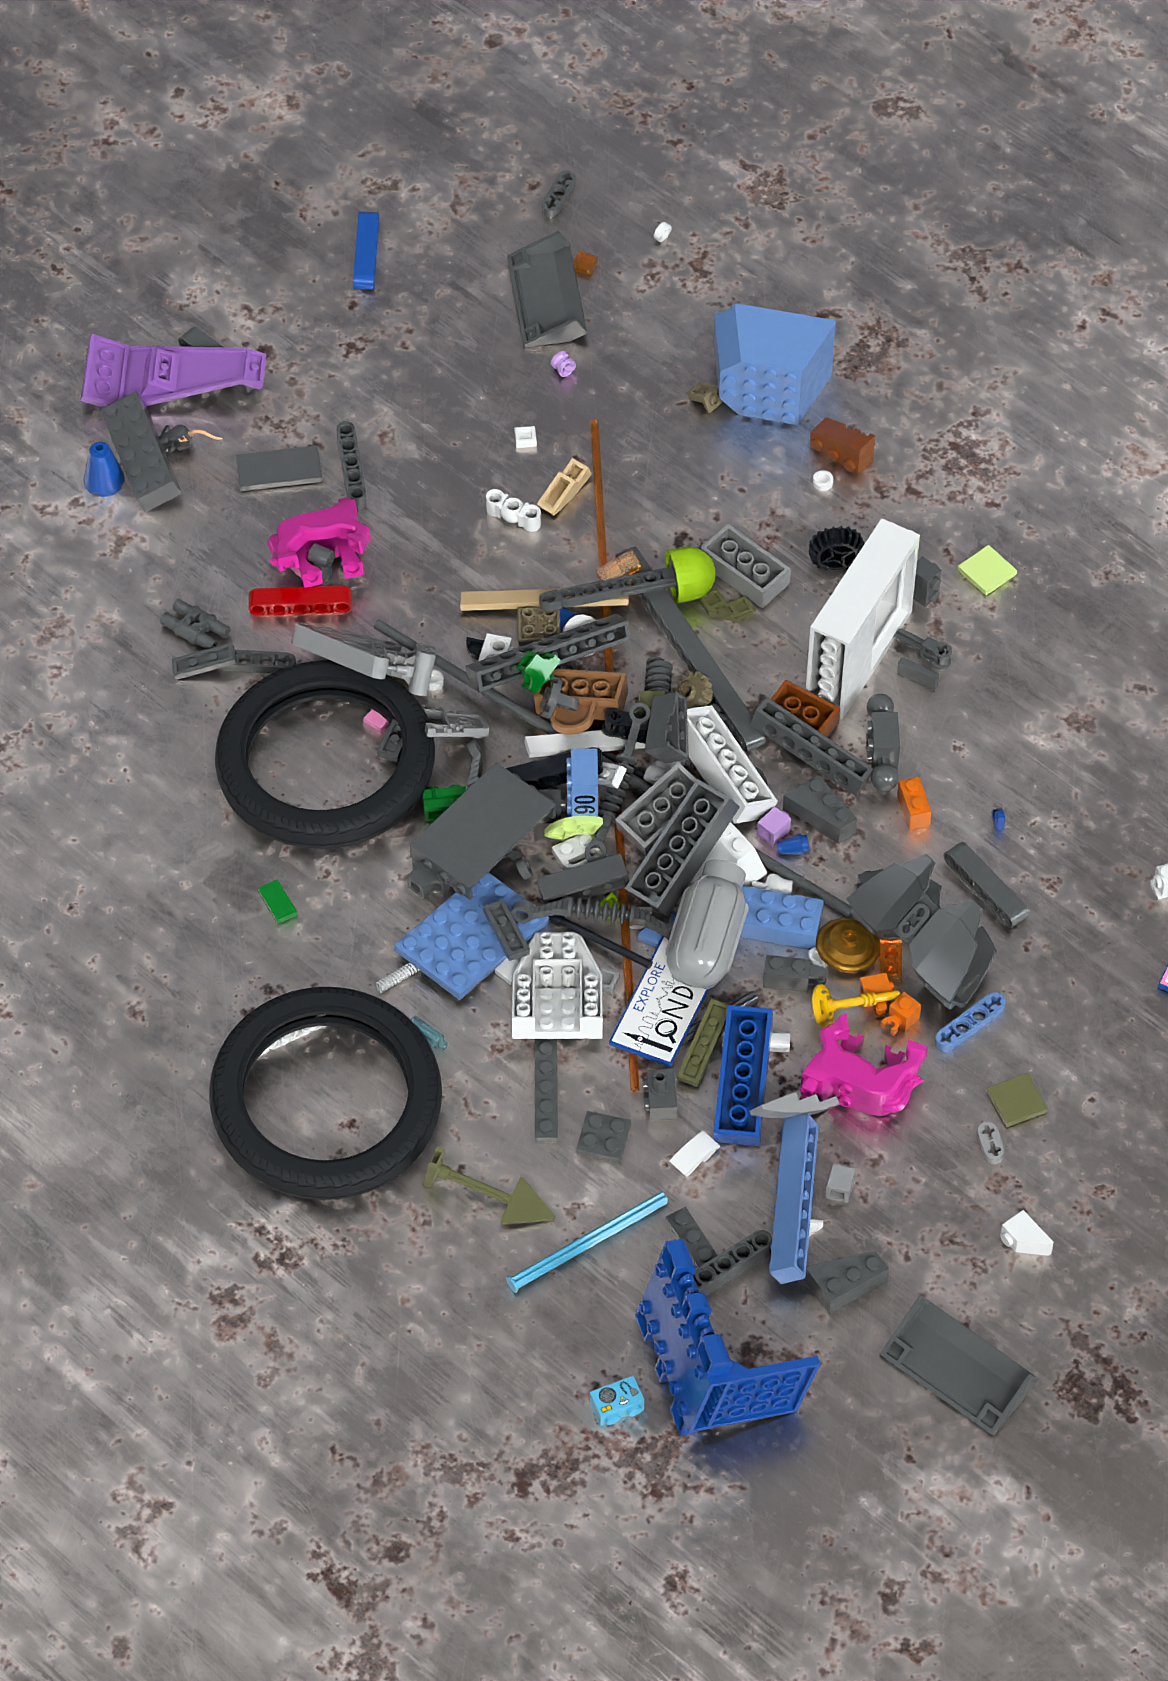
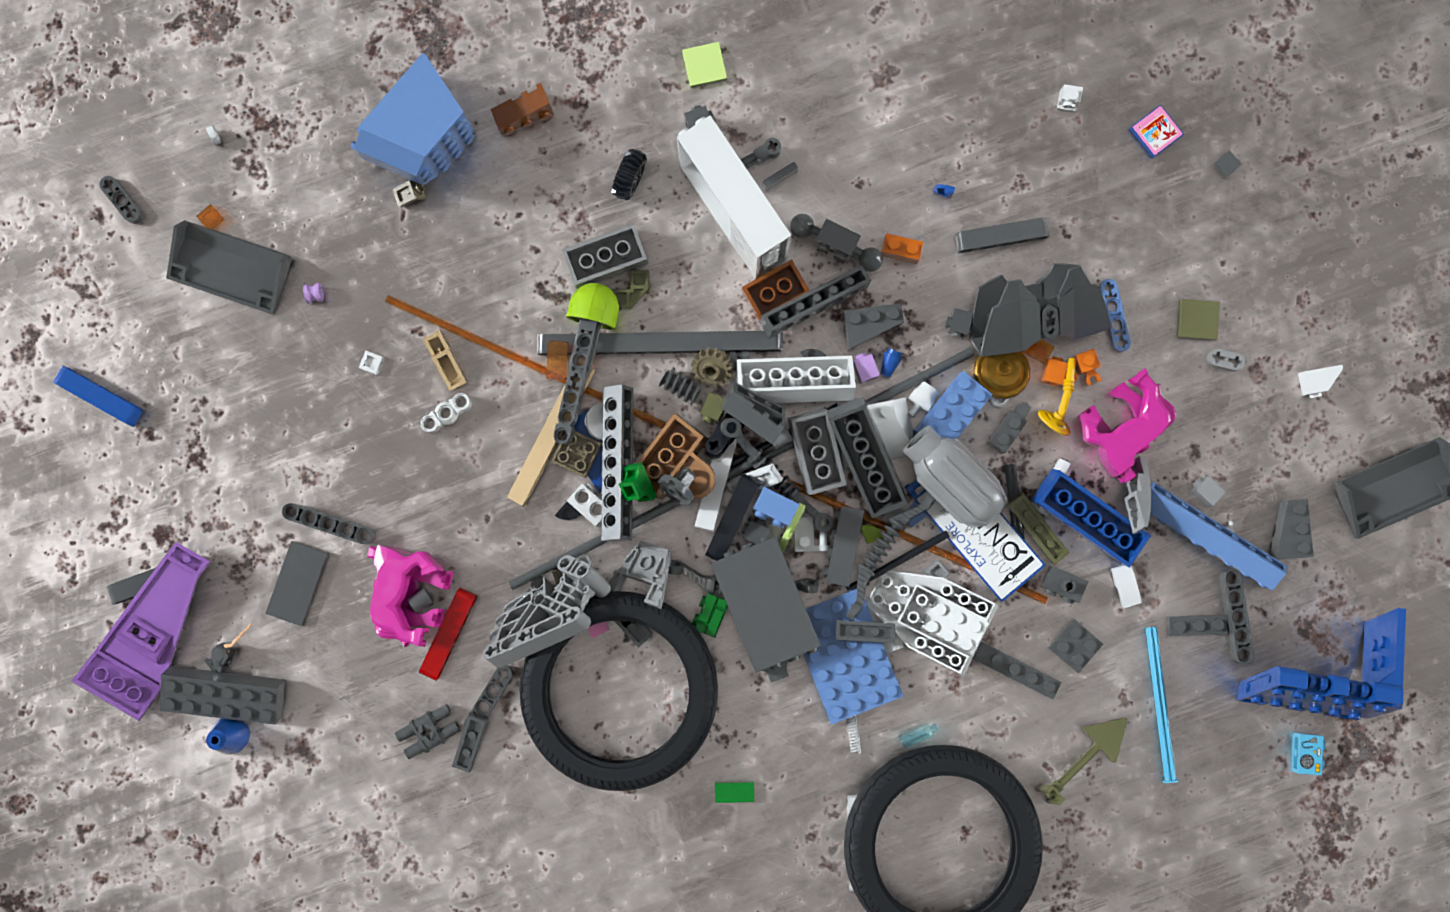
camera: 60 degrees left, 30 degrees up
(823, 480) = (545, 144): white tile -> none

